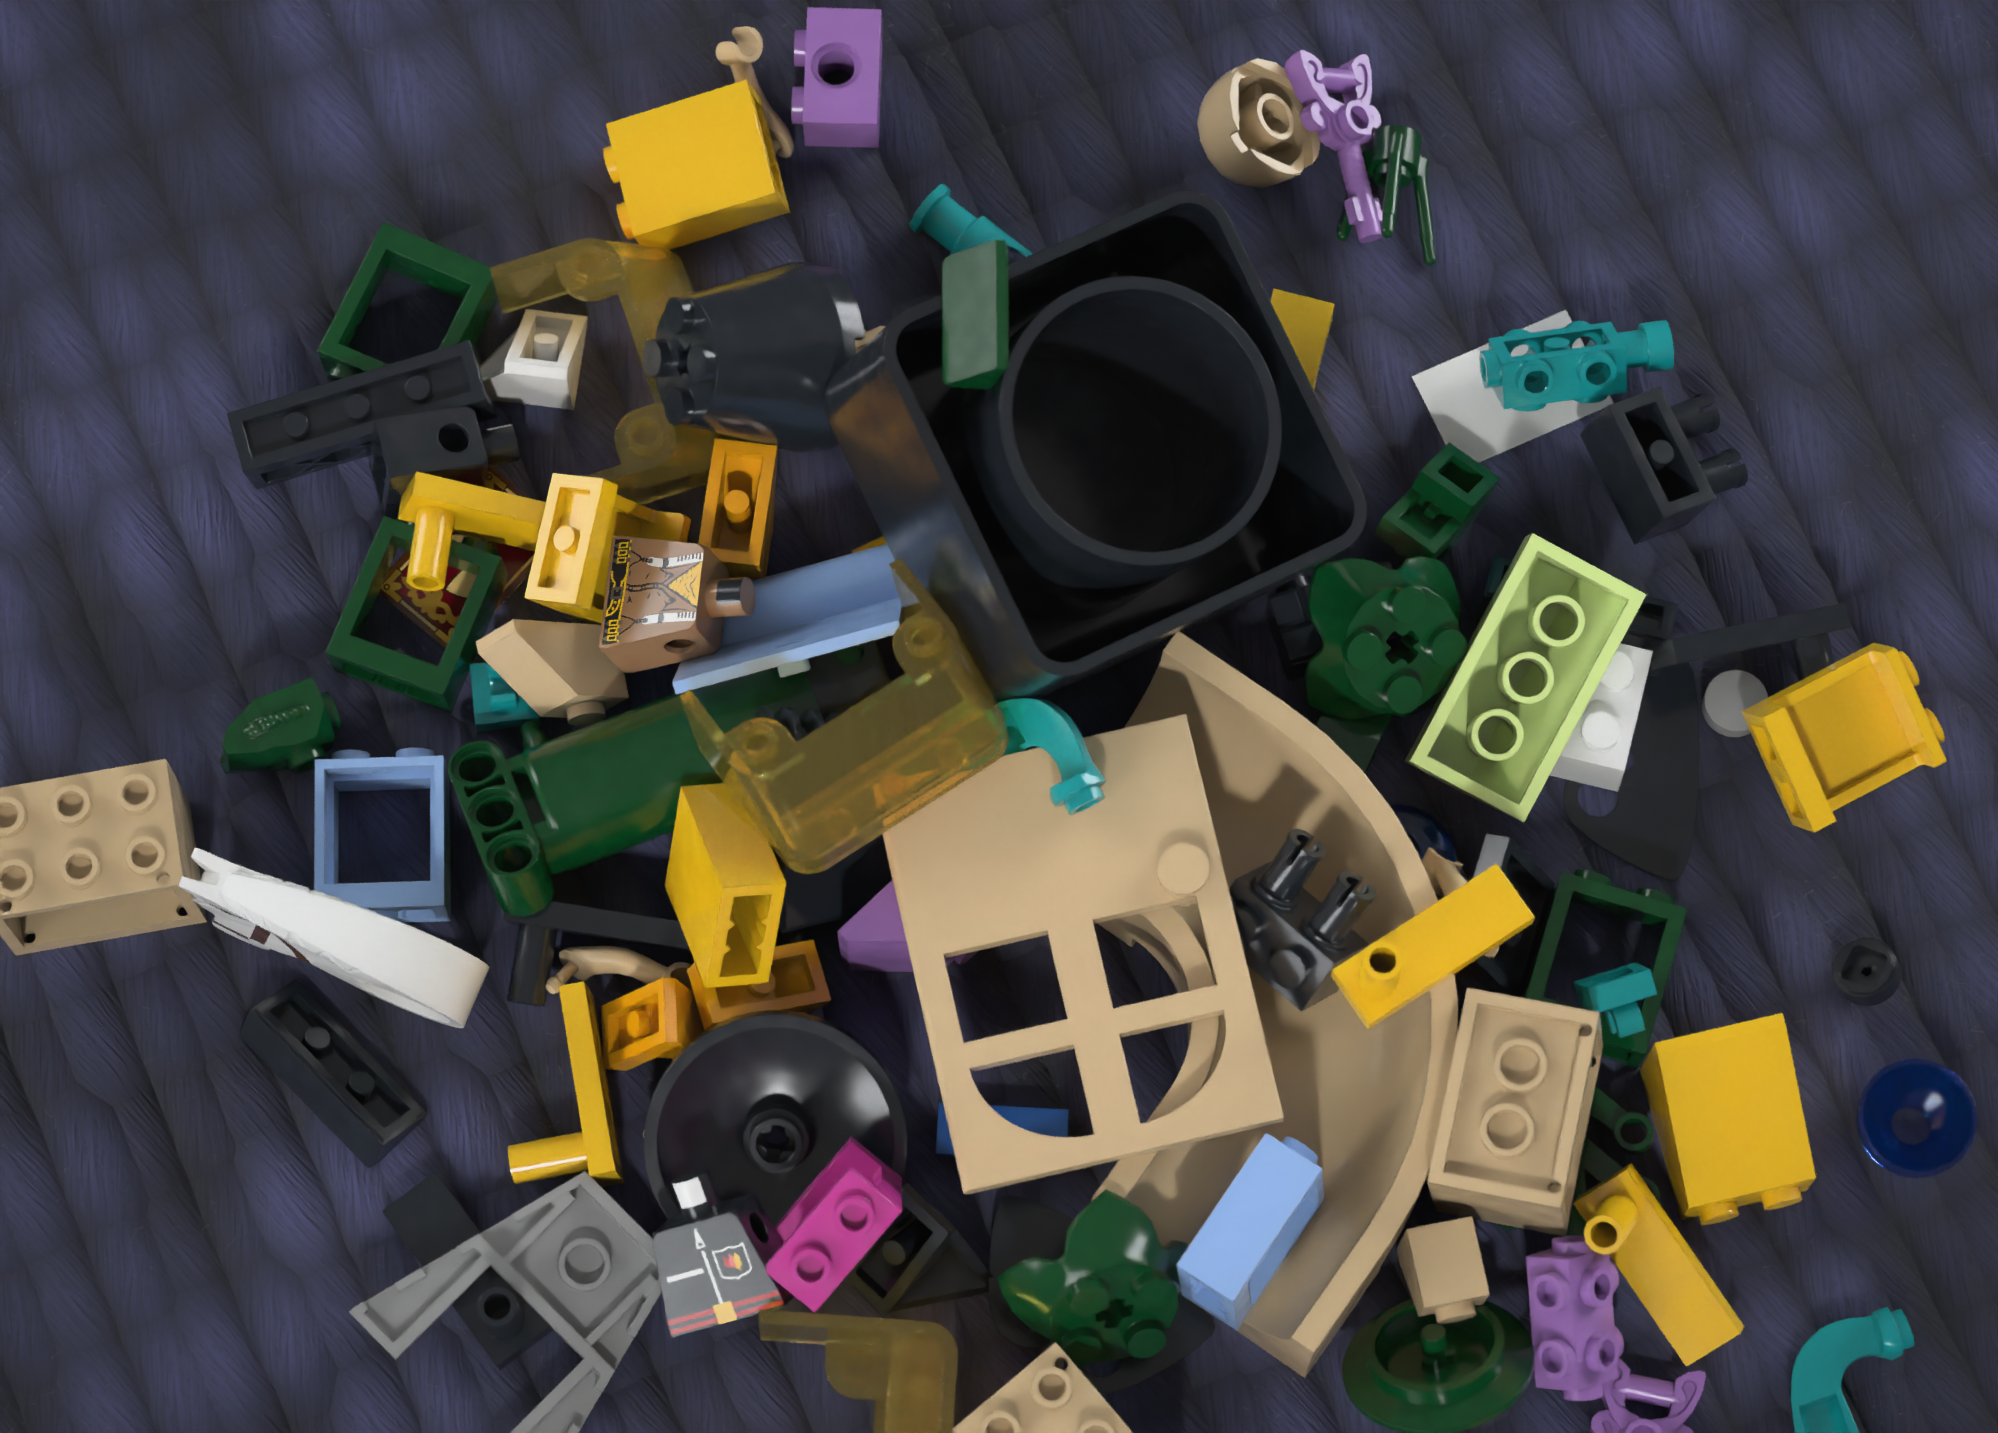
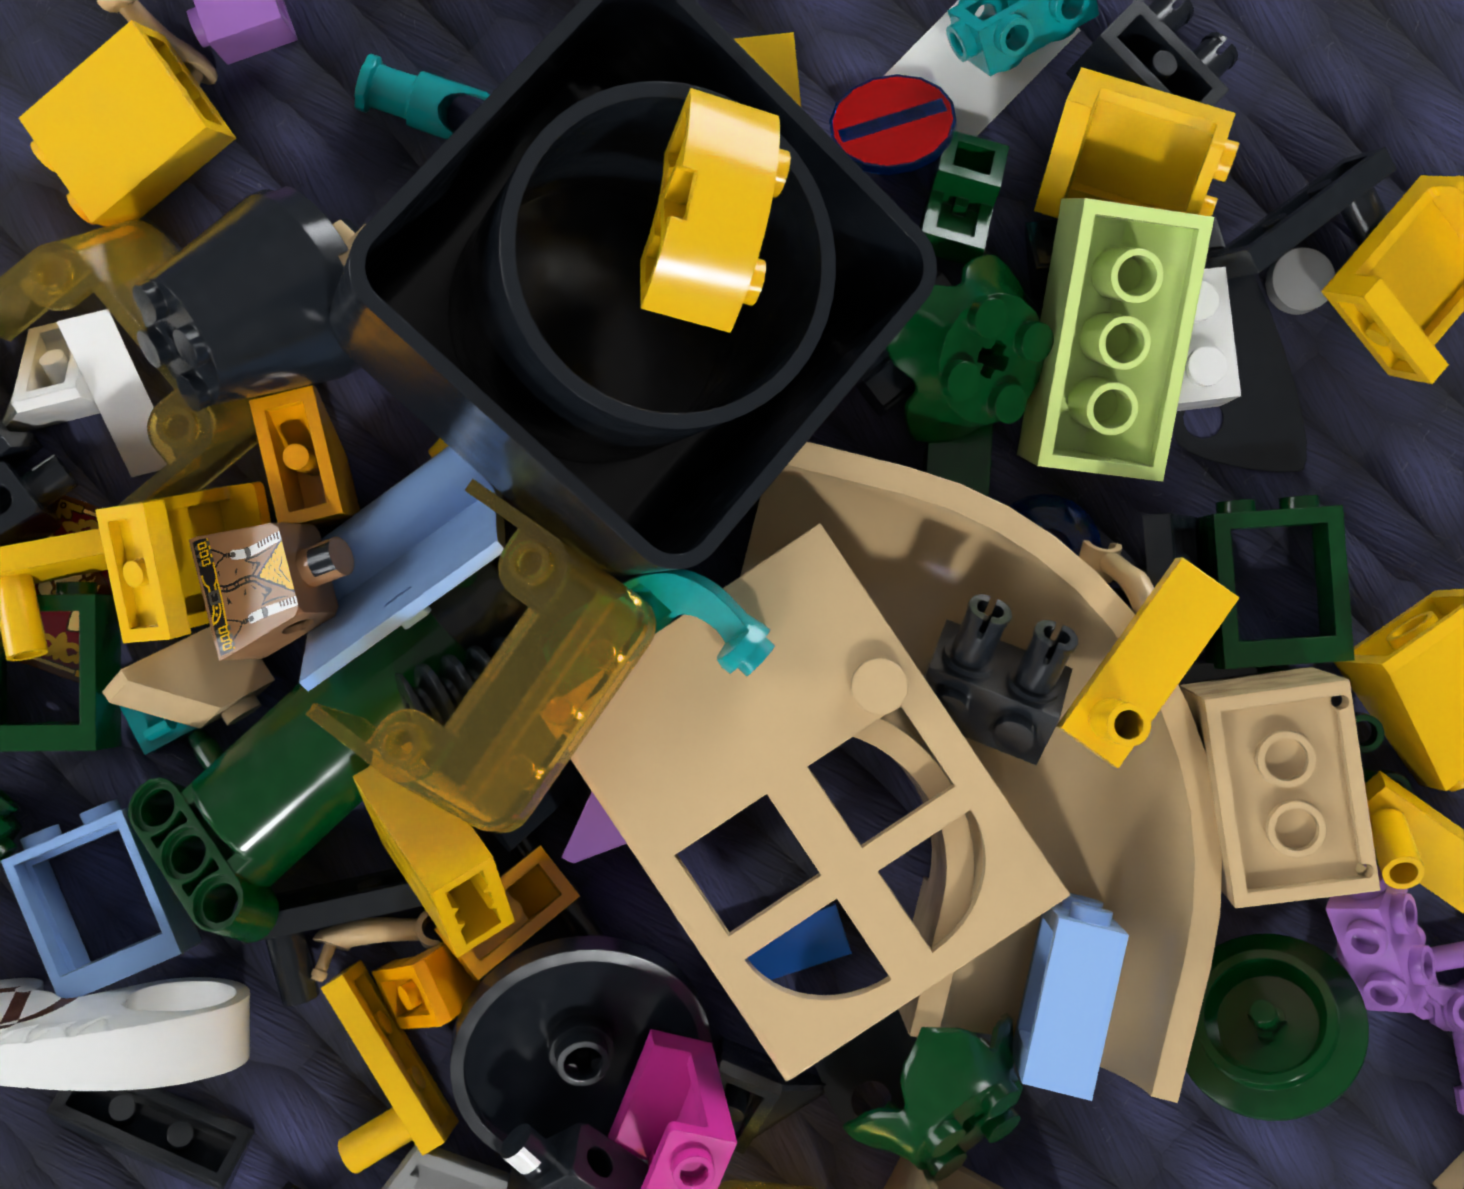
camera: 25 degrees left, 15 degrees up
(594, 391) = (114, 387): none -> white sticker
(975, 316) = (441, 207): dark green slope -> none
(1186, 400) = (713, 212): none -> yellow brick
(1399, 419) = (894, 123): none -> red piece
(1444, 1269) = (1258, 952): tan slope -> none
(1607, 515) = (1136, 148): none -> yellow panel
(1617, 995) = (1320, 621): teal tile -> none

